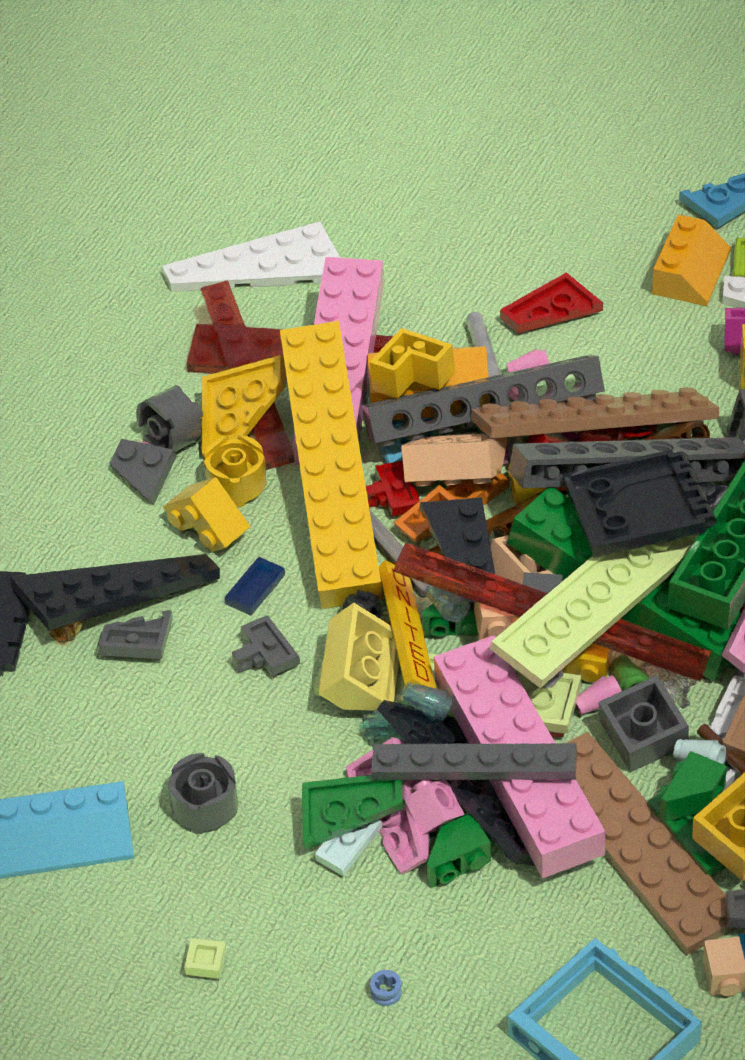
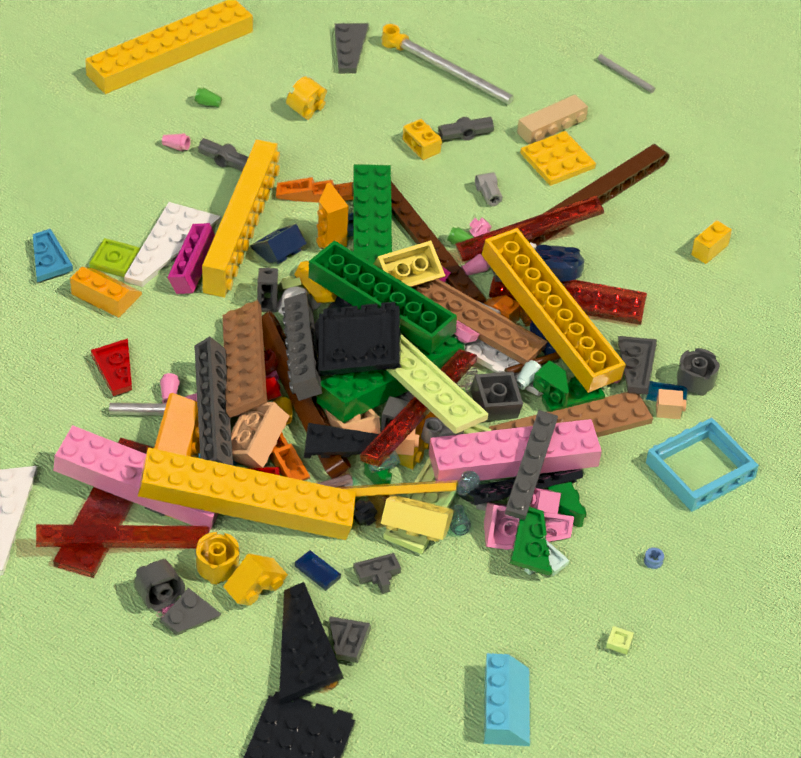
camera: 85 degrees left, 0 degrees up
(203, 792) = (497, 618): dark grey brick -> none
(239, 398) = (159, 538): yellow plate -> none
(410, 359) = (185, 425): yellow brick -> none

